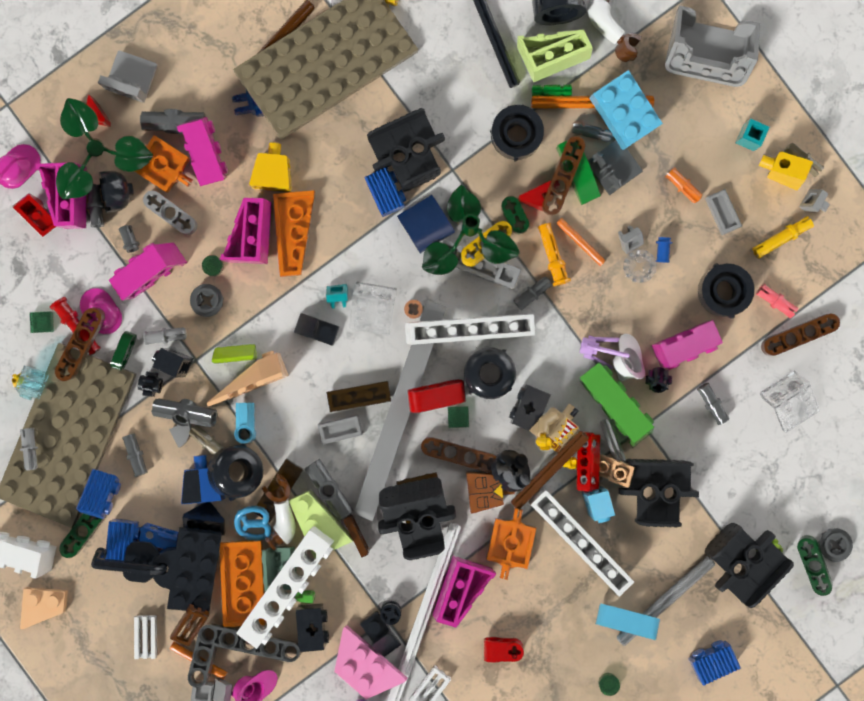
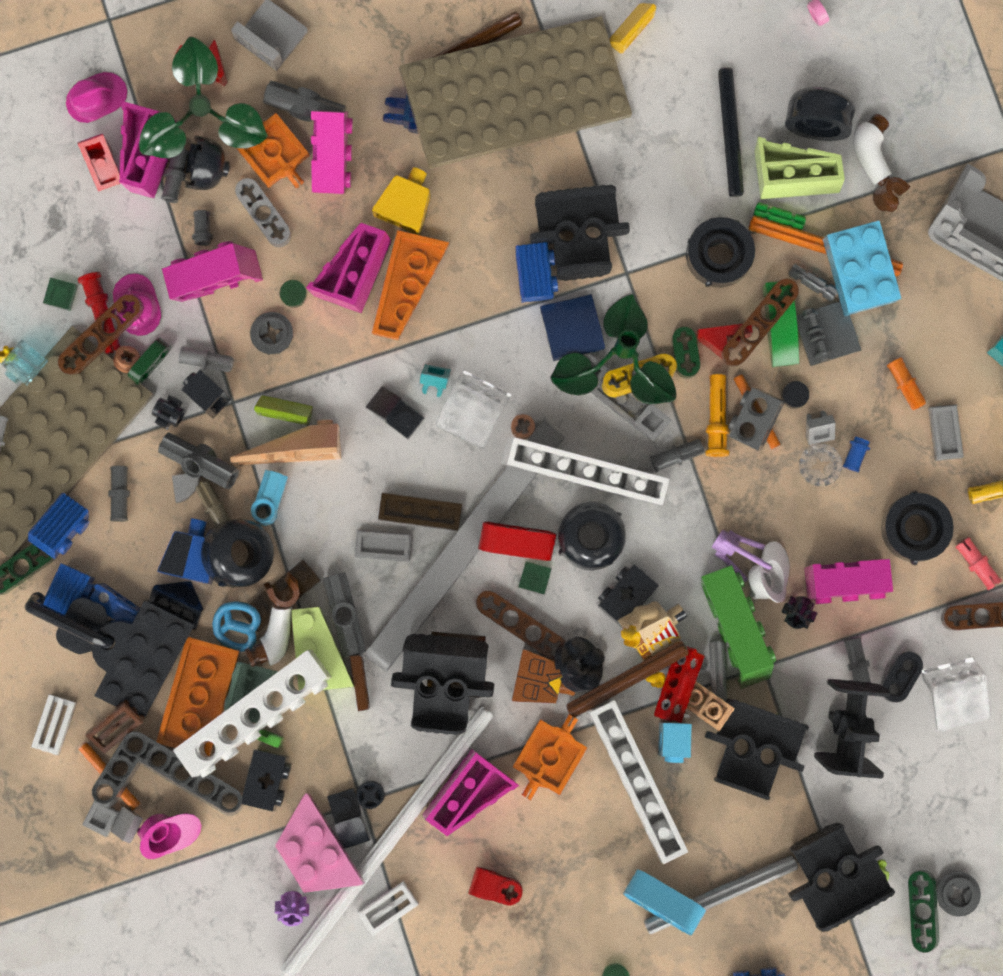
camera: 10 degrees right, 5 degrees down
(103, 349) = (125, 351): none -> nougat bush
(588, 248) = (762, 422): none -> dark grey brick
(605, 220) = (795, 394): none -> black tile
(728, 456) = (853, 731): none -> black piece
(749, 402) = (902, 678): none -> black plate

